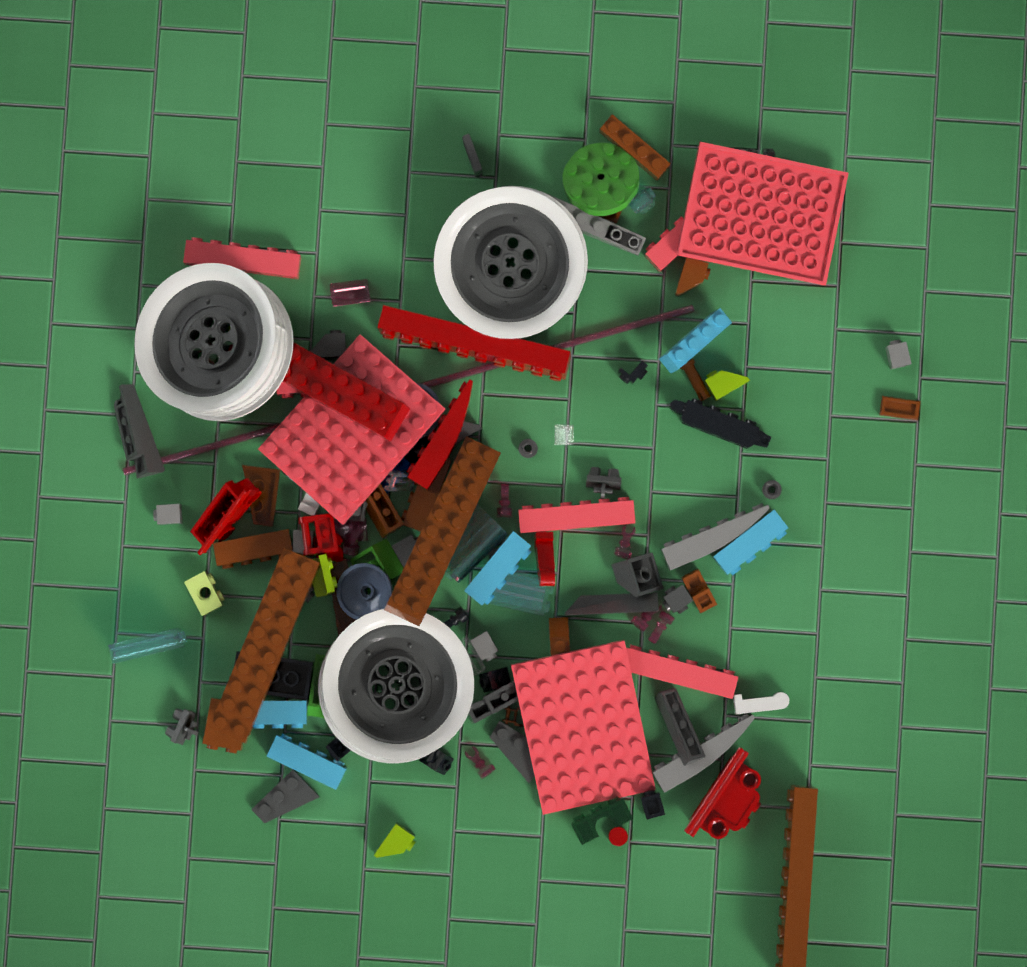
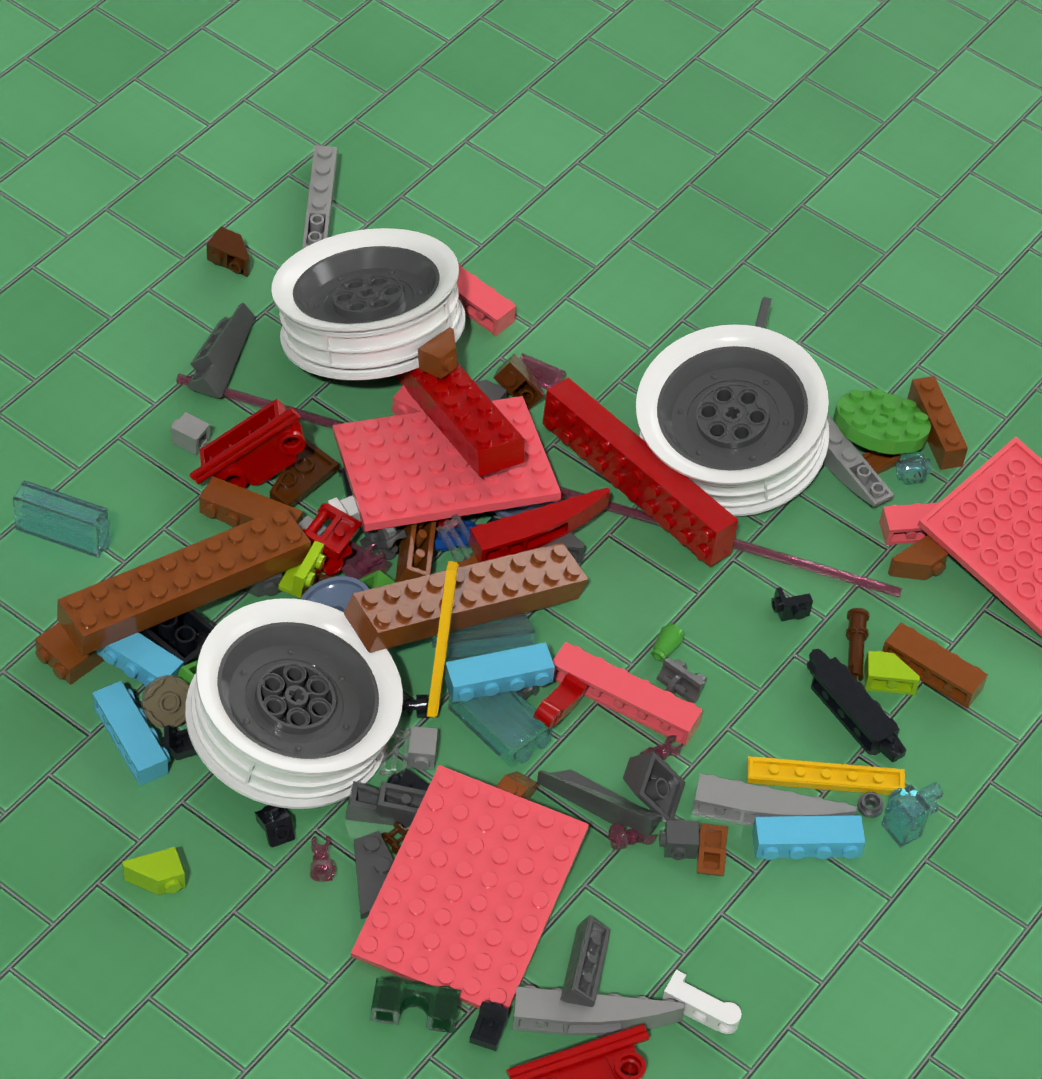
camera: 25 degrees right, 35 degrees down
(73, 342) = (229, 251): none -> reddish brown slope
(102, 254) = (320, 194): none -> light grey slope
(184, 728) = (29, 618): dark grey hips -> none
(195, 586) = (163, 519): yellowish green brick -> none
(285, 797) = (79, 753): dark grey wing -> none
(295, 359) = (439, 354): none -> dark orange slope
(314, 731) = (165, 701): none -> dark tan tile
(345, 317) = (519, 381): none -> reddish brown slope
(455, 583) = (442, 639): none -> yellow tile
(504, 511) = (555, 633): clear pink piece -> none
(532, 453) = (620, 610): flat silver plate -> none
(564, 434) = (670, 612): clear slope -> none
(576, 457) = (668, 640): none -> bright green cone
(618, 836) = (421, 1038): red tile -> none
(656, 633) = (629, 859): clear pink piece -> none
(682, 673) = (629, 914): coral brick -> none
(695, 340) = (882, 607): medium azure brick -> none
(732, 486) = (824, 775): none -> yellow tile
(749, 354) = (936, 665): none -> dark orange brick
(800, 487) = (909, 811): none -> clear light blue brick

